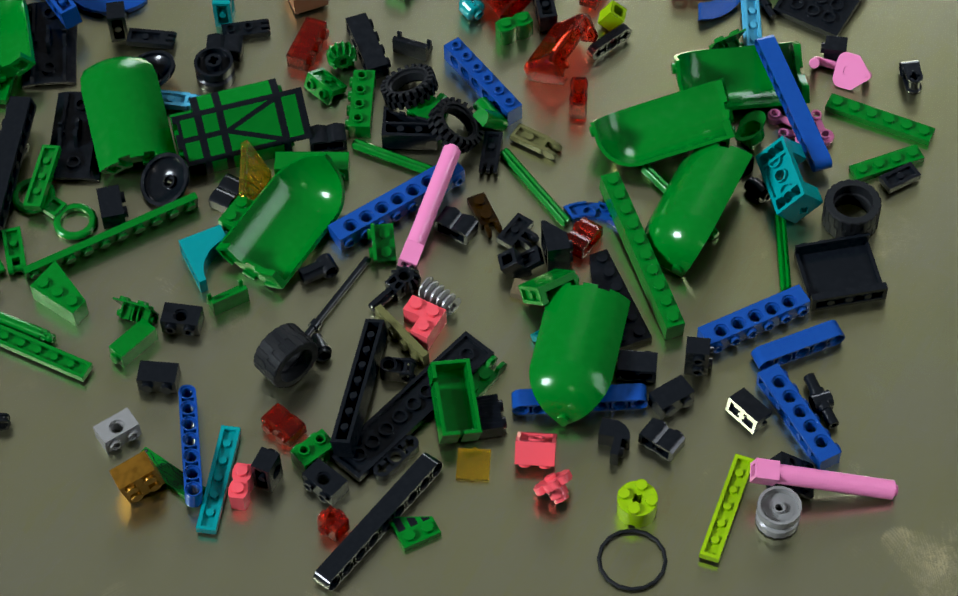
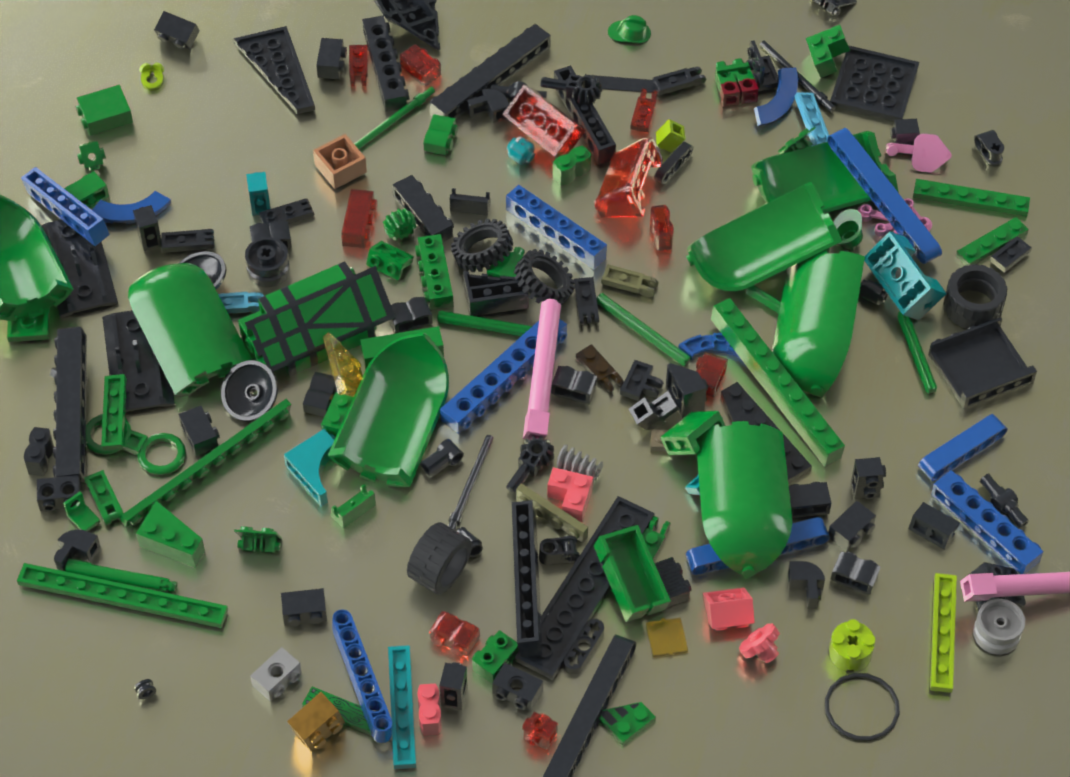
camera: 15 degrees left, 0 degrees up
(133, 343) = (265, 575): green brick -> none
(174, 313) = (303, 532): black brick -> none
(382, 243) = (502, 417): green bracket -> none
(489, 115) = (574, 261): green brick -> none
(760, 312) = (915, 419): blue brick -> none

